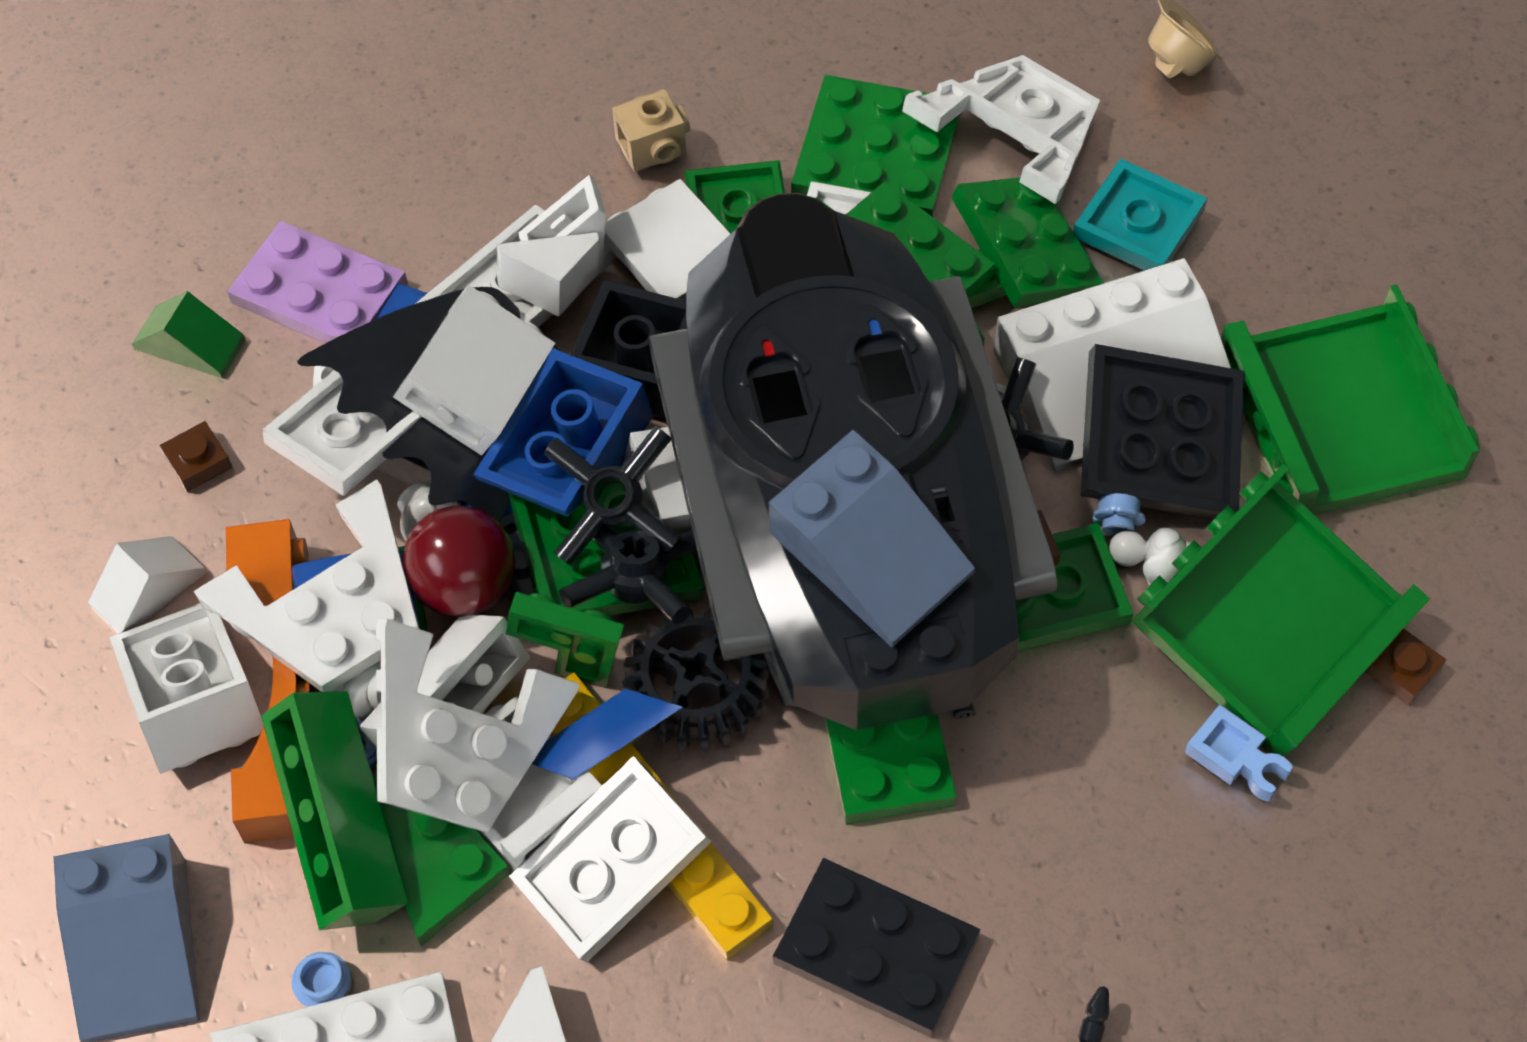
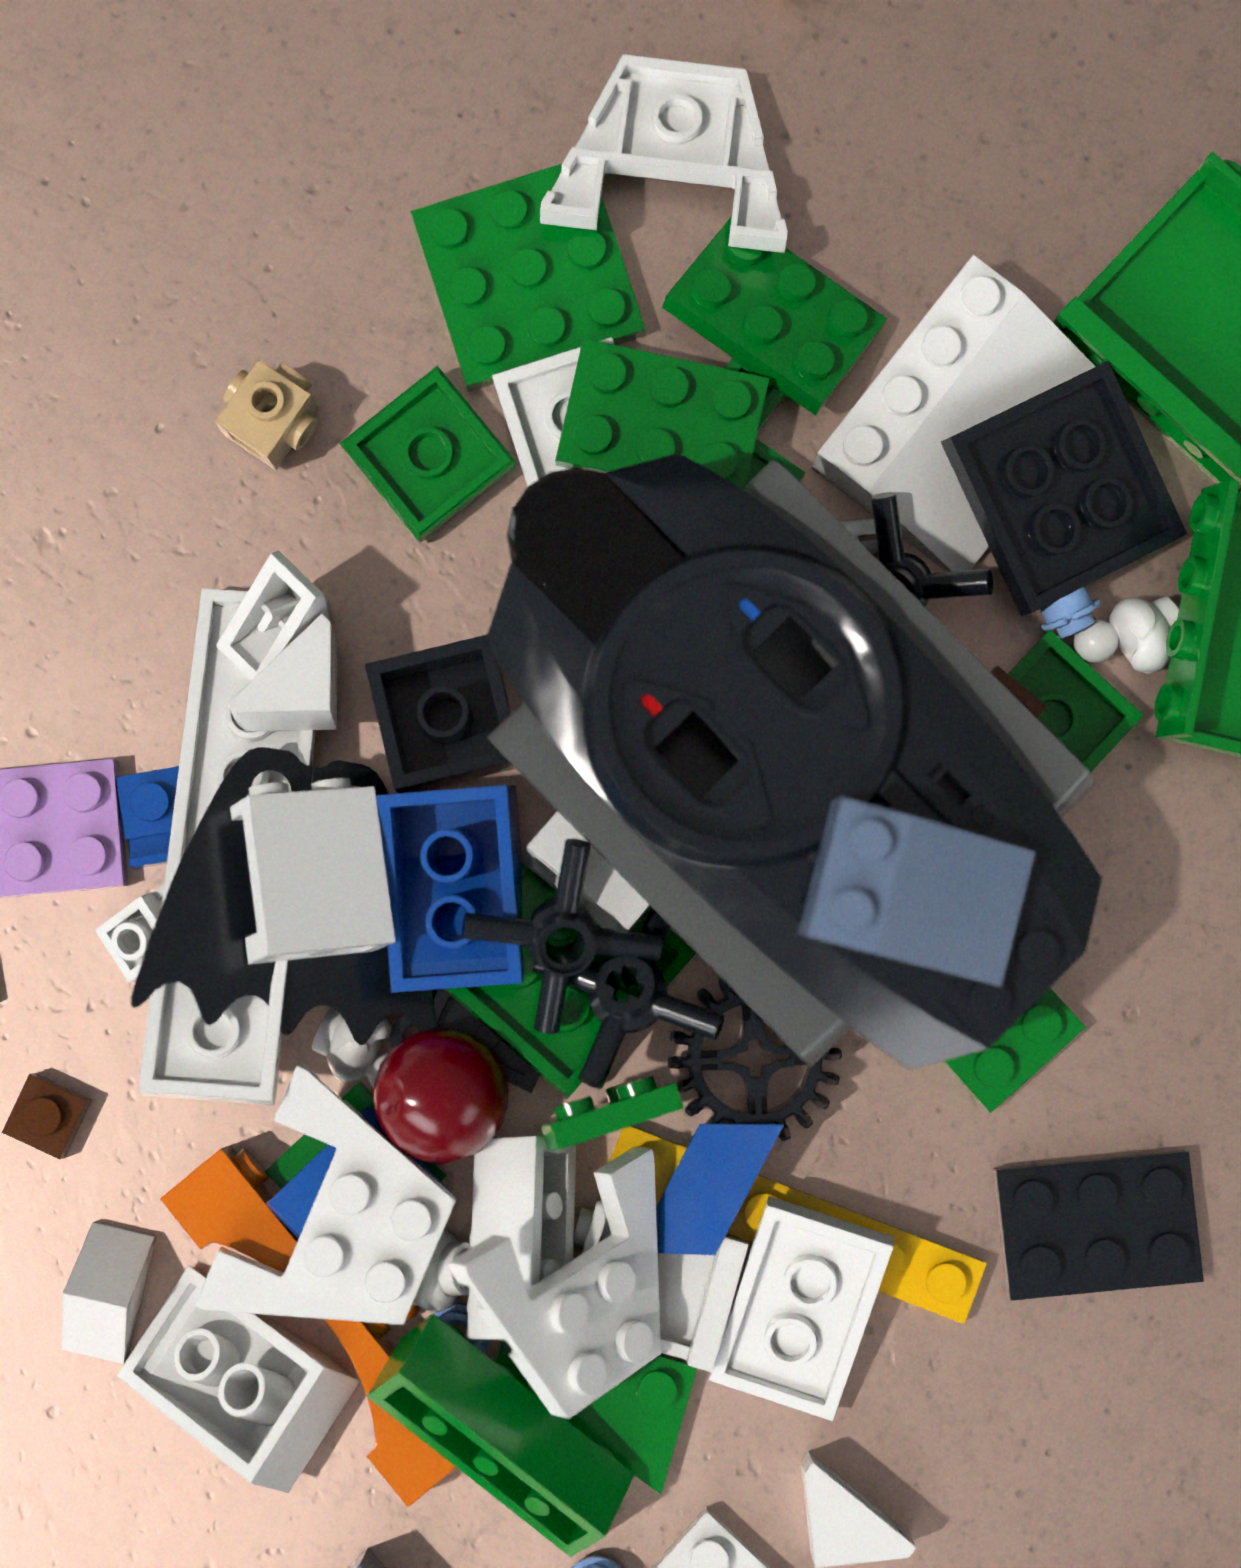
camera: 30 degrees left, 25 degrees up
(664, 238) = (399, 557): white panel -> none
(1139, 216) = (877, 206): teal plate -> none

